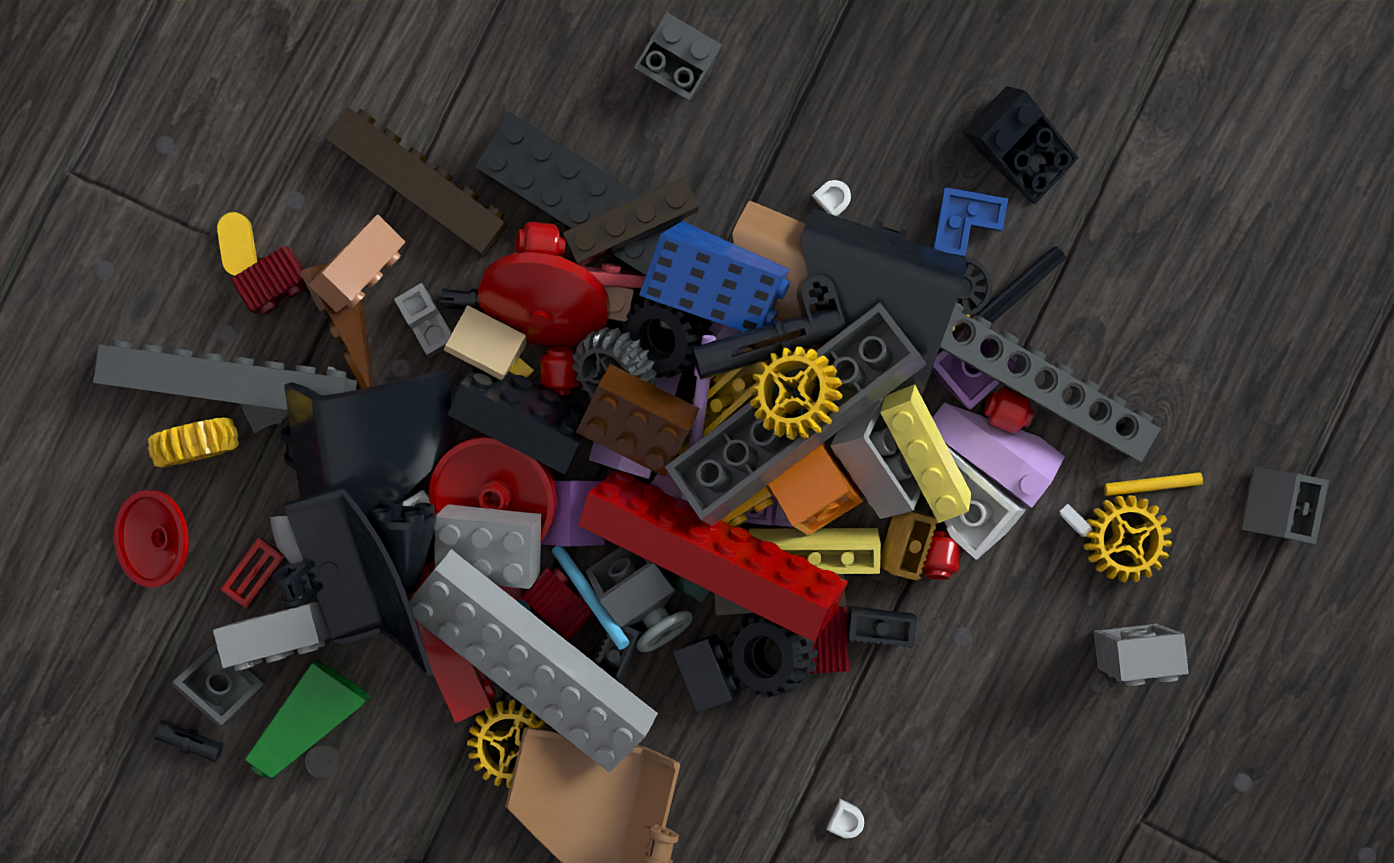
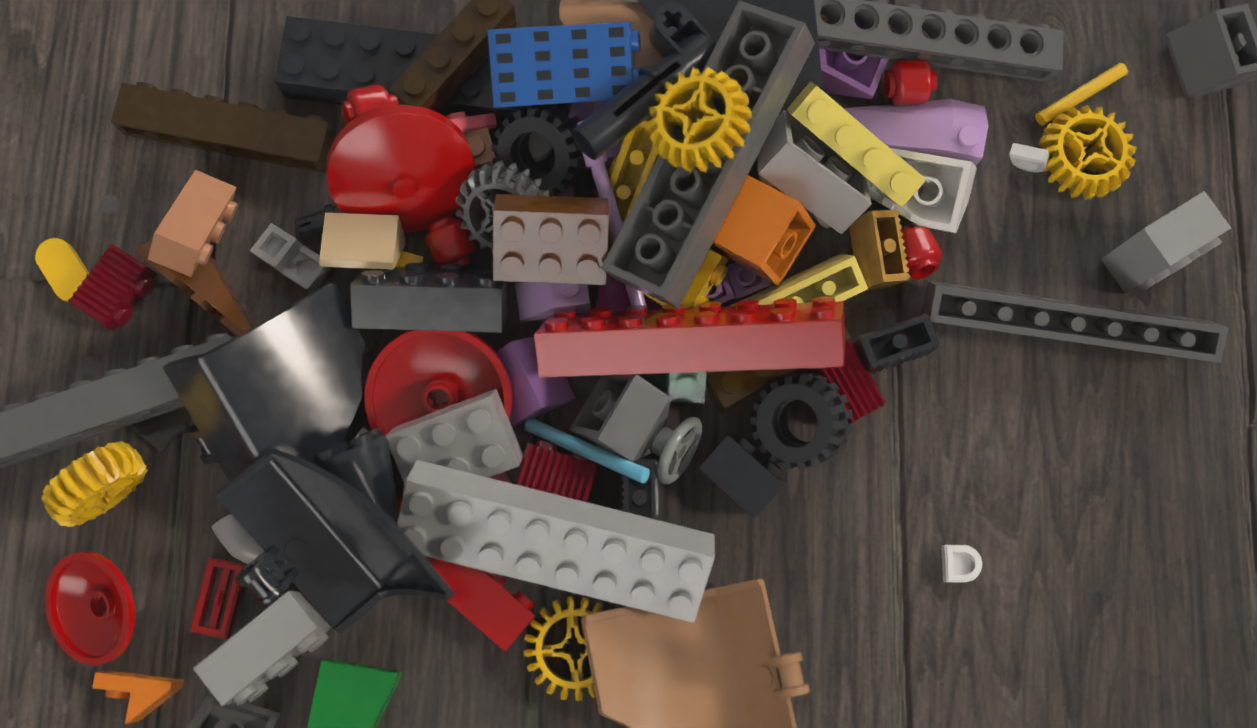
camera: 25 degrees left, 10 degrees down
(169, 618) = (145, 691): none -> orange slope
(1035, 676) = (1074, 321): none -> dark grey brick

